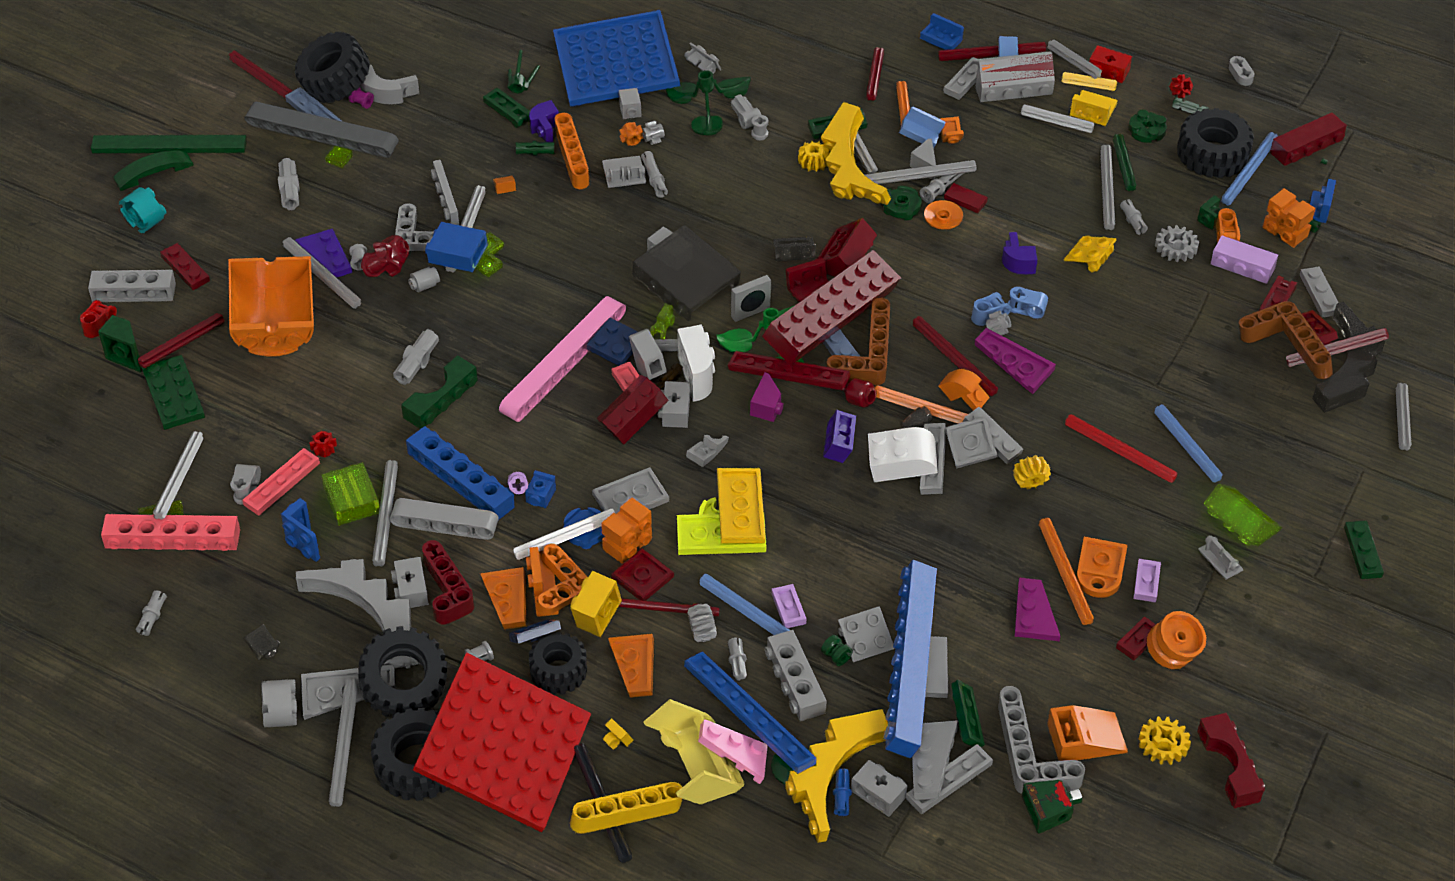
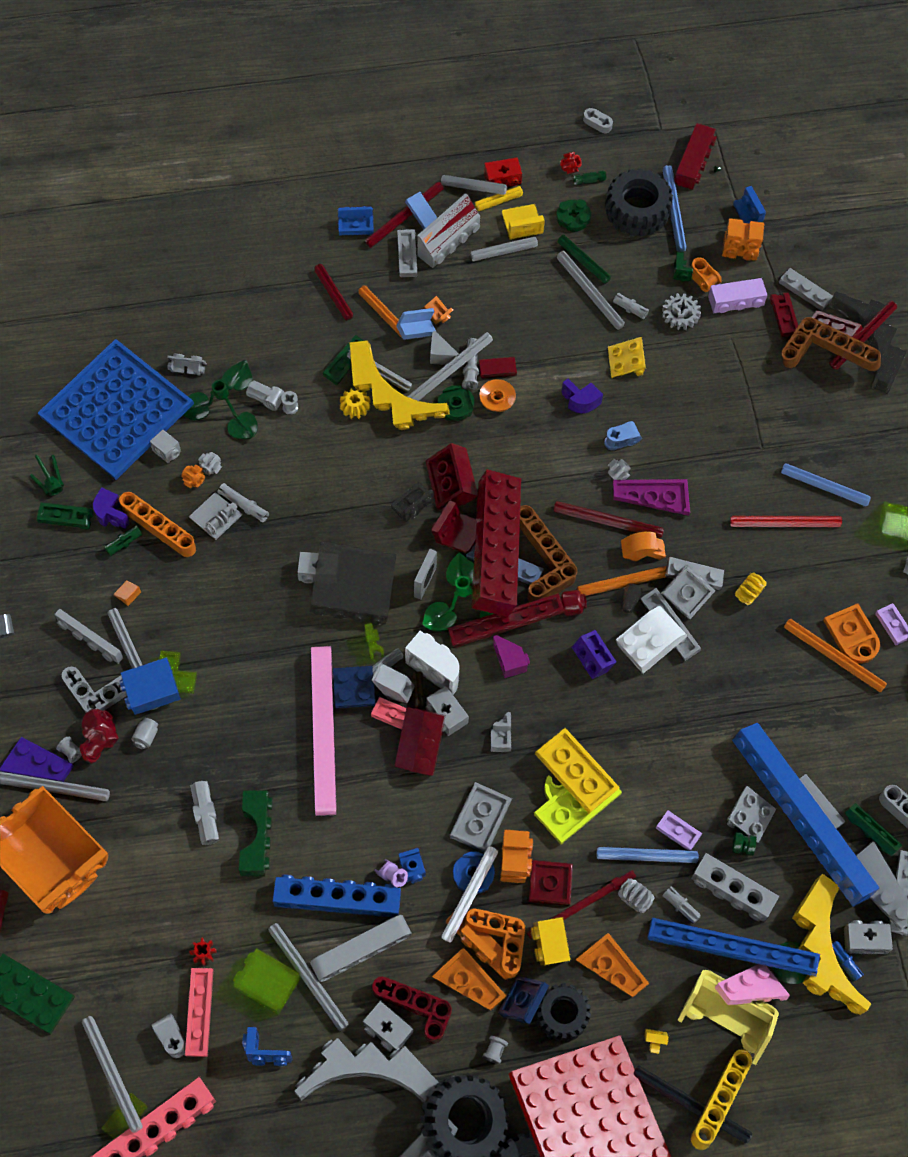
camera: 40 degrees left, 15 degrees up
(986, 306) = (601, 458): medium blue piece -> none
(1034, 612) = (841, 706): magenta wing -> none

